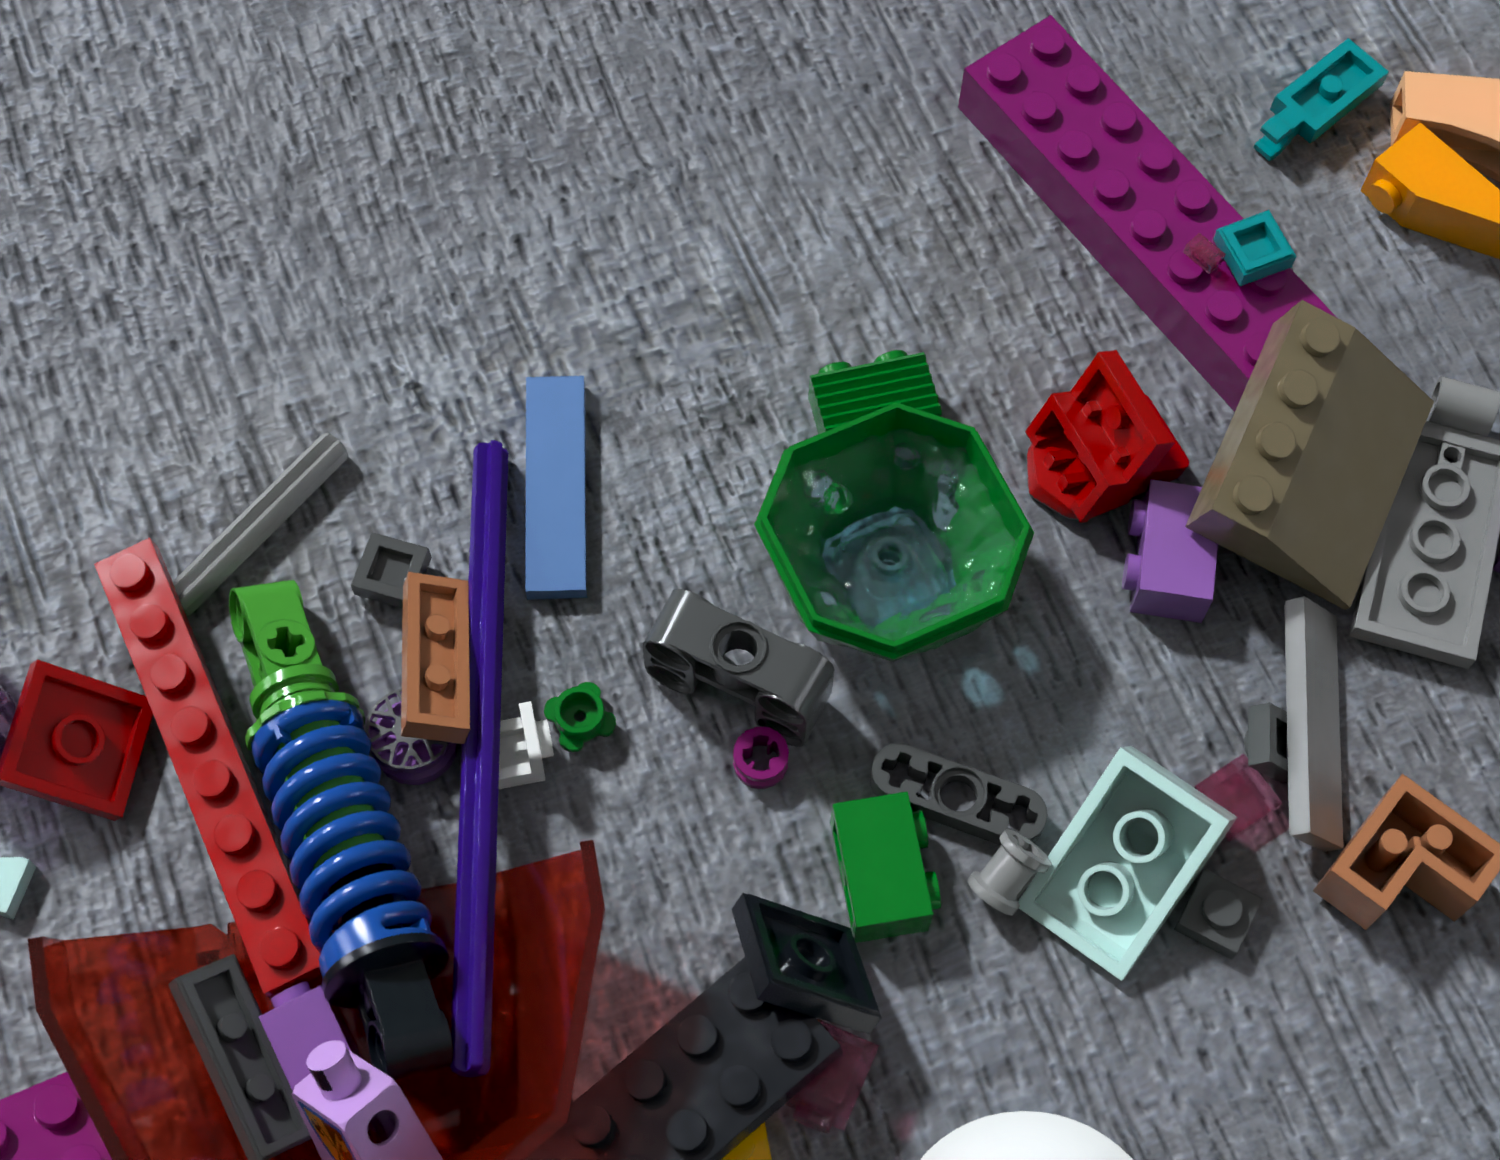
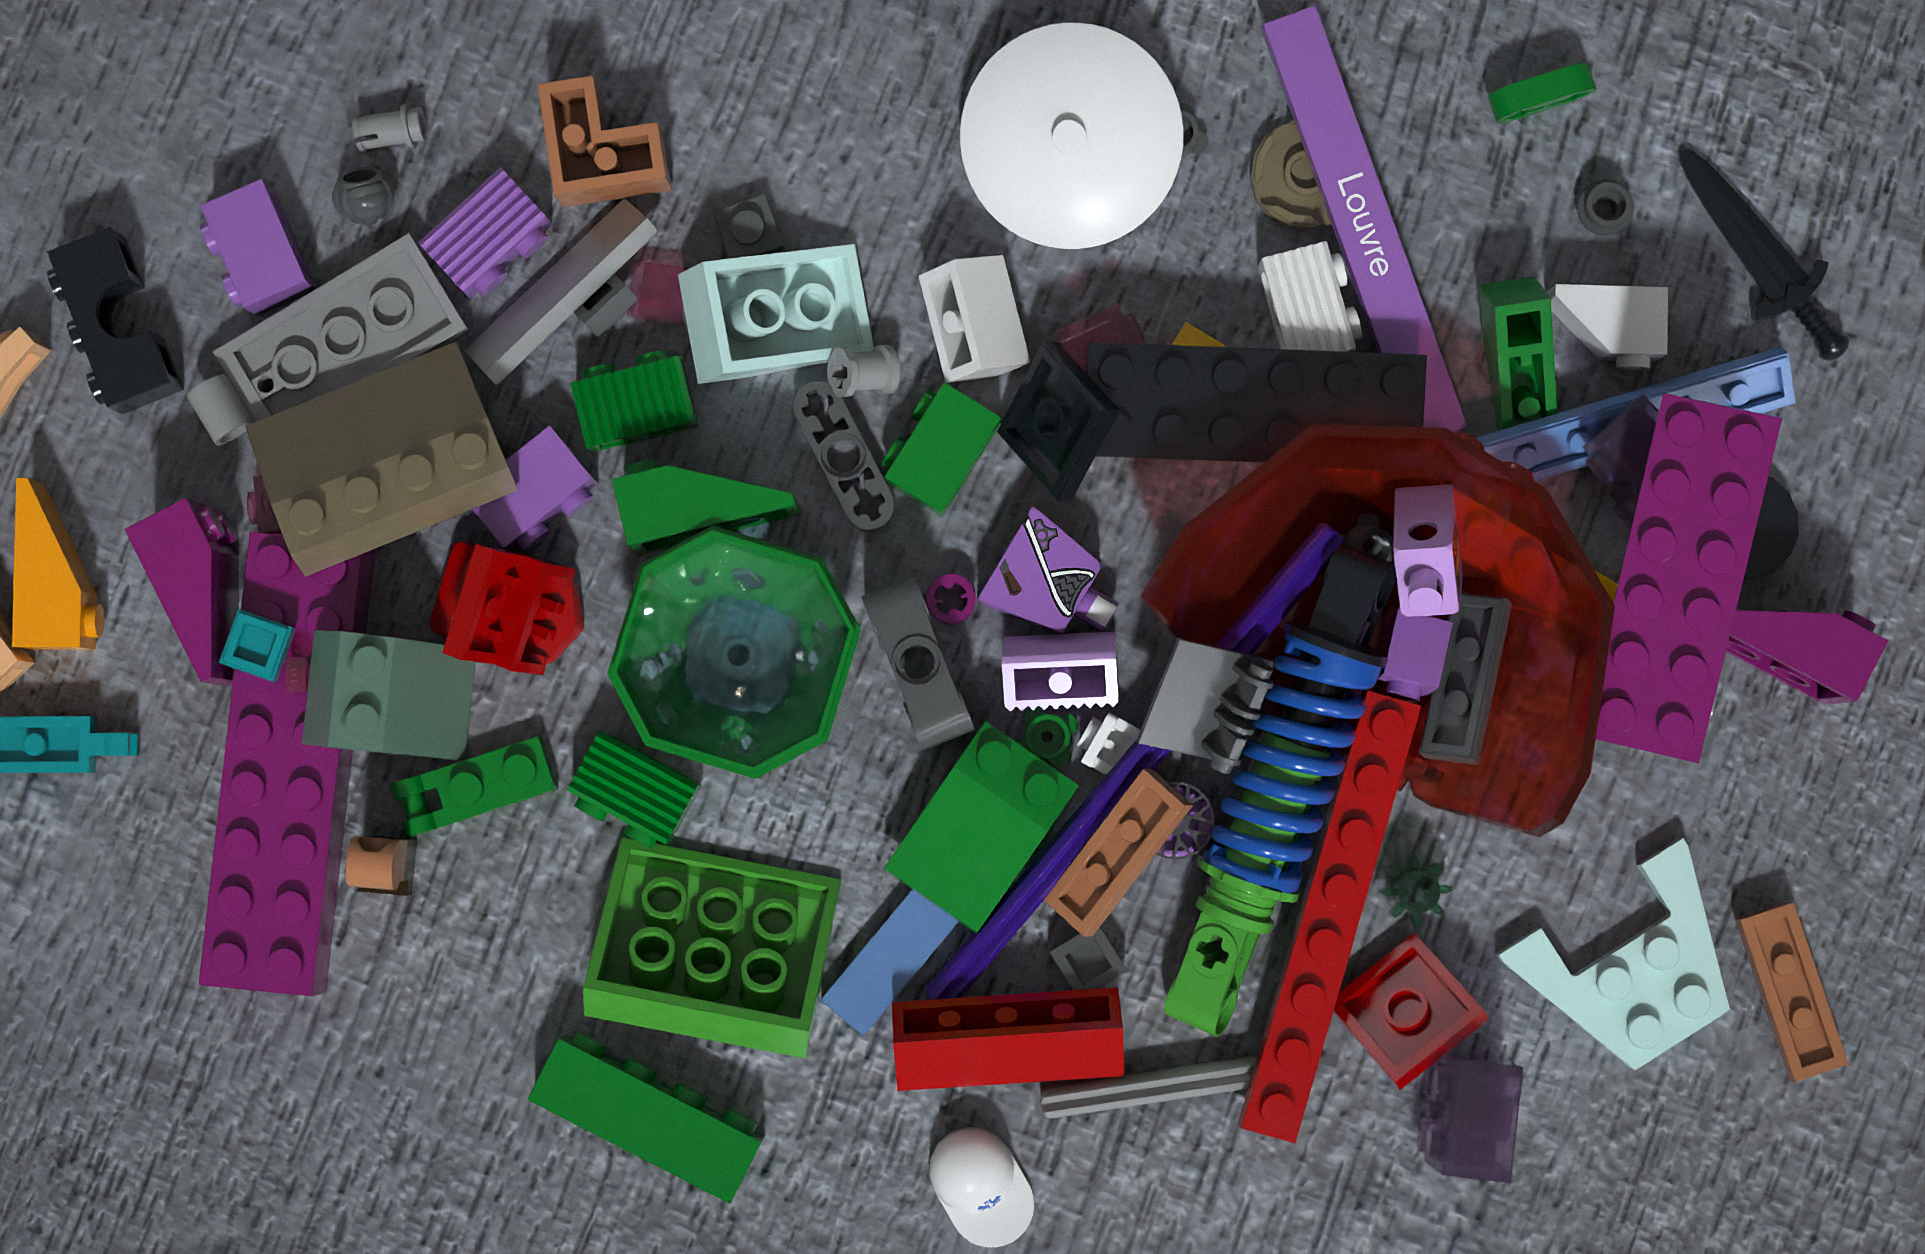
camera: 135 degrees left, 20 degrees up
(137, 837) = (1430, 888): none -> clear green gear
(337, 353) = (981, 1187): none -> white cap
(404, 456) = (1008, 1039): none -> red brick
(425, 1091) = (1369, 530): none -> dark grey plate
(458, 824) = (1207, 702): none -> dark grey hinge
(570, 594) = (981, 827): none -> green slope
(614, 765) = (1060, 670): none -> lavender brick
(640, 195) = (646, 1116): none -> green brick
(694, 836) = (1047, 579): none -> medium lavender torso
(703, 346) = (711, 948): none -> bright green slope
(958, 997) = (974, 318): none -> white brick
(993, 317) = (476, 786): none -> green plate
(1010, 191) = (381, 864): none -> nougat leg
(1042, 635) = (673, 503): none -> green slope
(1123, 292) = (387, 696): none -> sand green slope
(1164, 686) = (633, 401): none -> green brick
(1353, 260) = (195, 577): none -> magenta slope
(1416, 714) = (487, 235): none -> medium lavender brick

